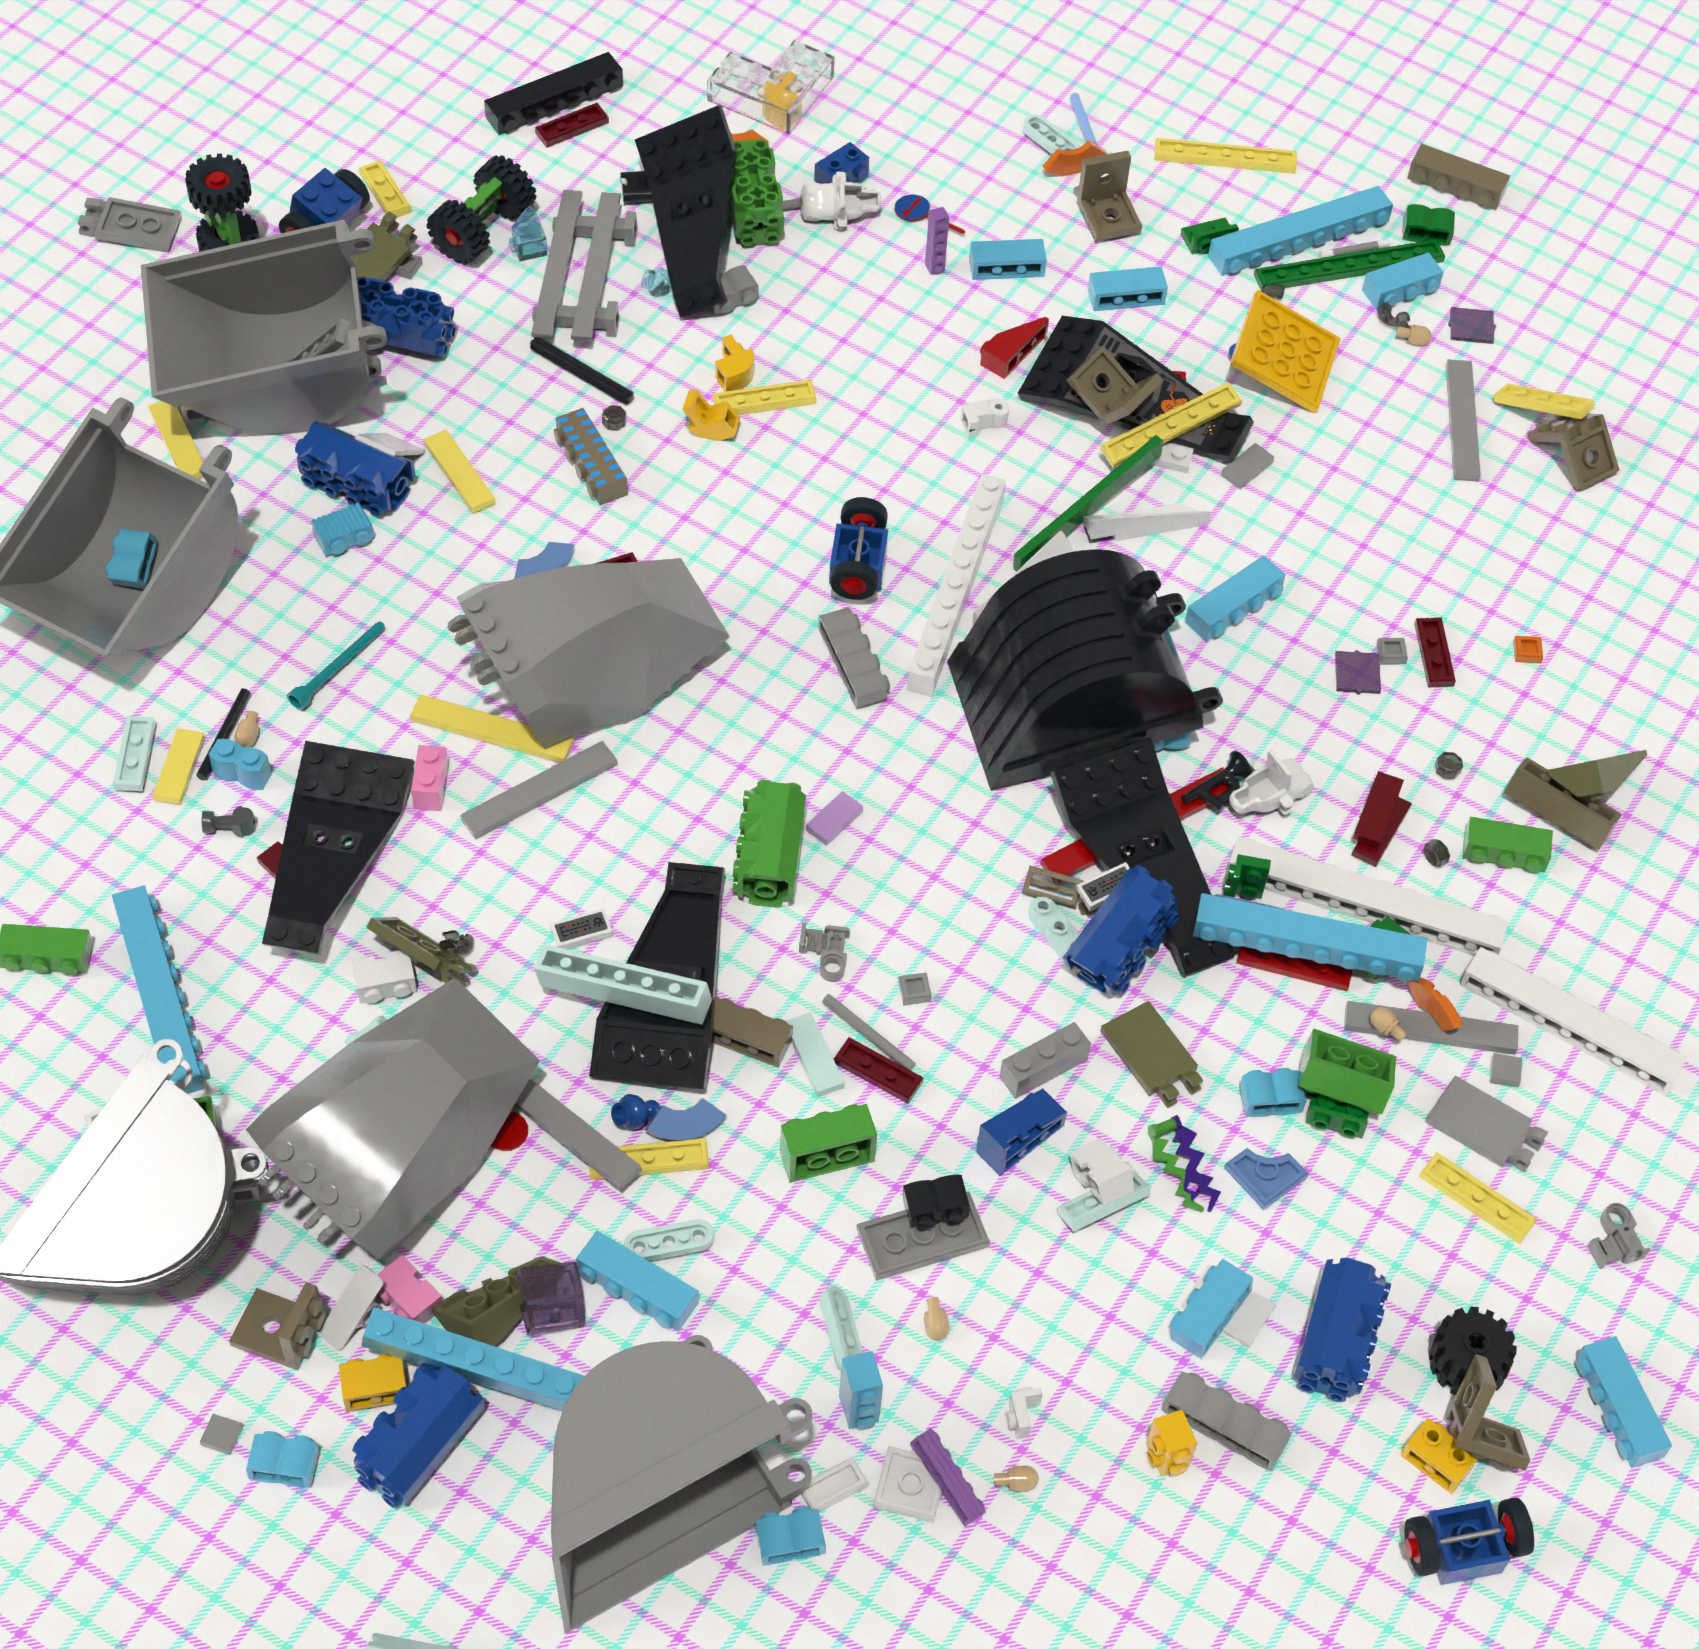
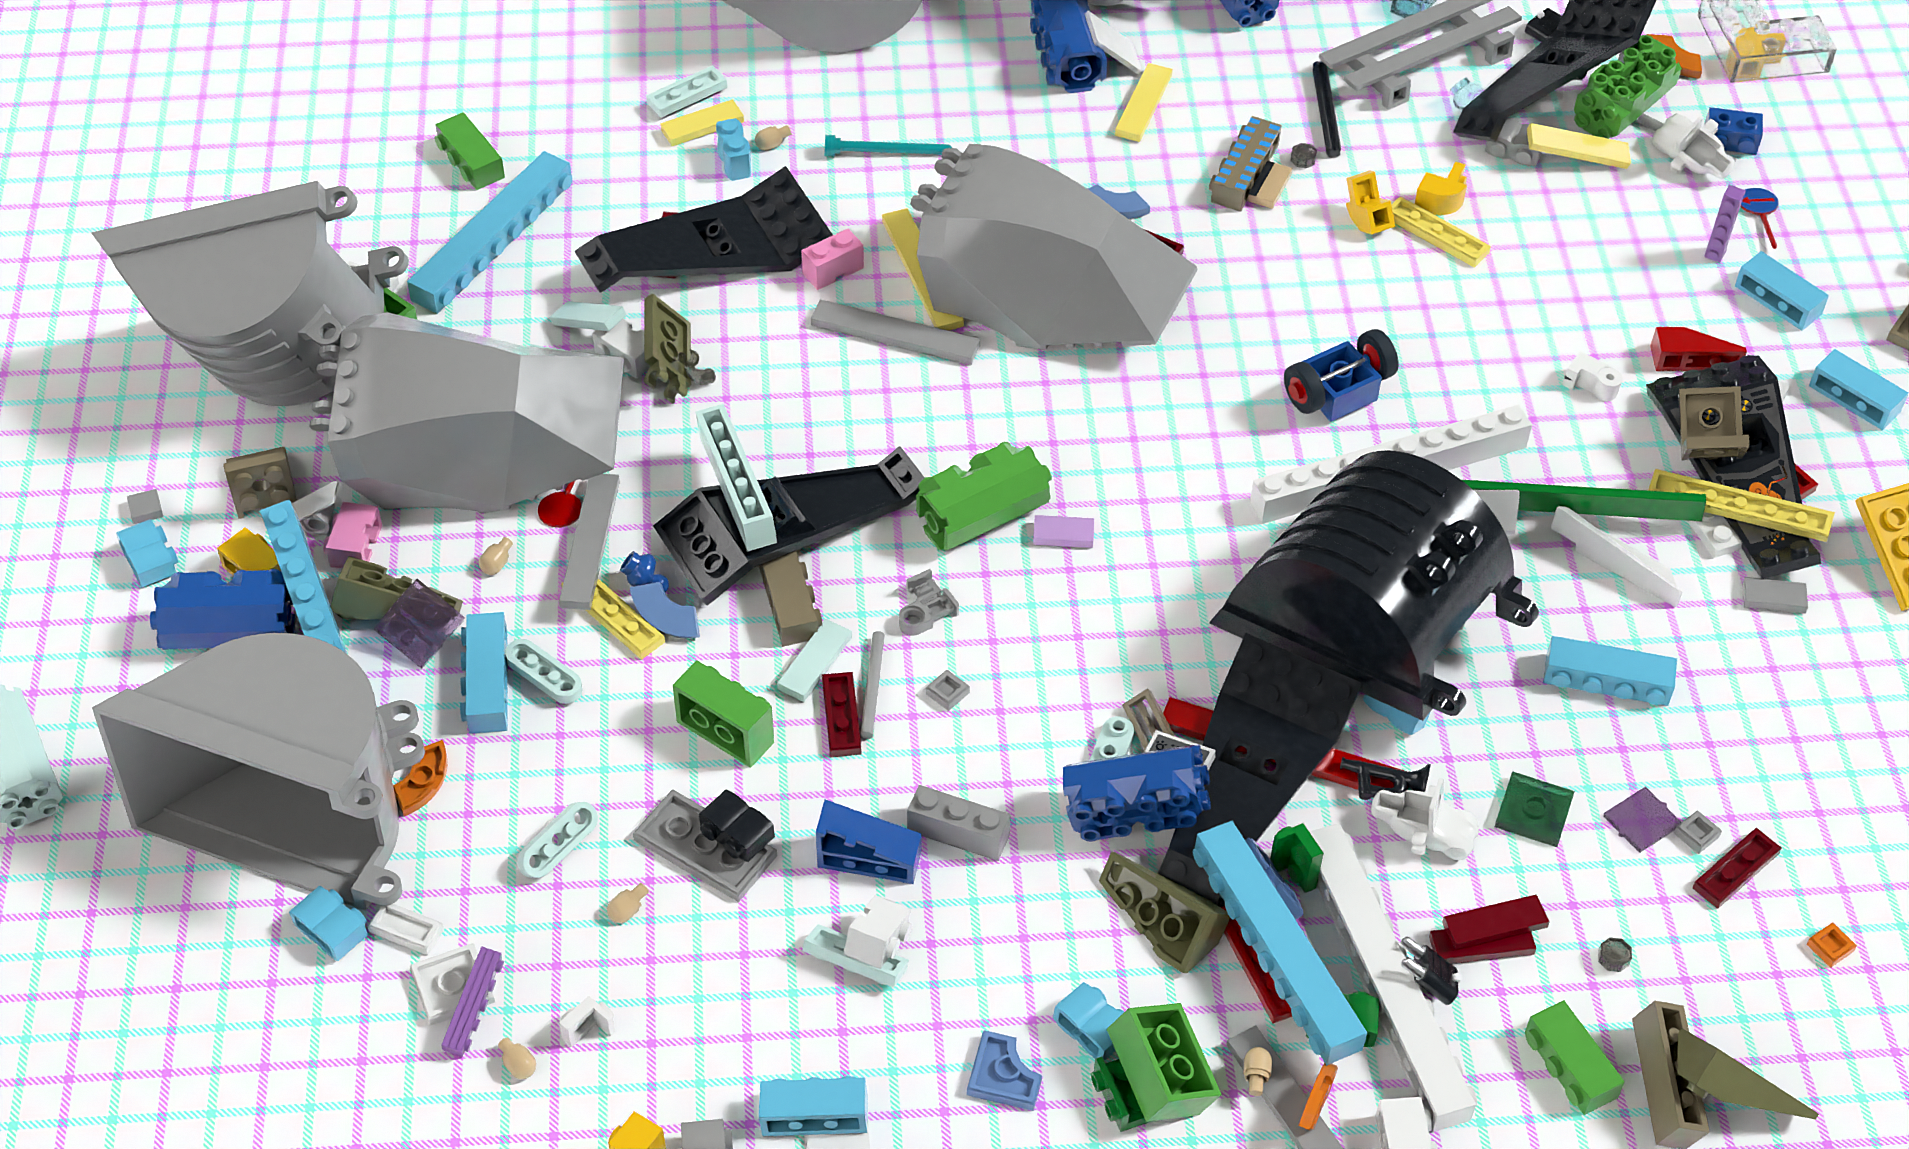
camera: 55 degrees right, 5 degrees down
(225, 730) = (754, 128): black bar -> none
(241, 821) = (685, 183): dark grey leg -> none
(331, 980) = (588, 316): none -> light aqua tile
(342, 529) = (1009, 71): medium azure brick -> none
(520, 1204) = (495, 557): none -> tan cylinder
(581, 929) = (788, 438): tile -> none
(625, 457) = (1270, 184): none -> tan tile
(774, 260) = (1578, 146): none -> light yellow tile
(853, 657) = (1236, 442): light grey brick -> none
(860, 1390) = (492, 876): medium azure brick -> none
(1152, 1053) = (1050, 903): olive tile -> none
(1186, 1175) = (948, 1009): piece -> none
(1222, 988) = (1170, 916): none -> olive wedge
(1303, 723) = (1534, 809): none -> clear green tile
(1392, 871) = (1431, 971): none -> black piece
(1436, 853) = (1500, 1002): clear smoke tile -> none

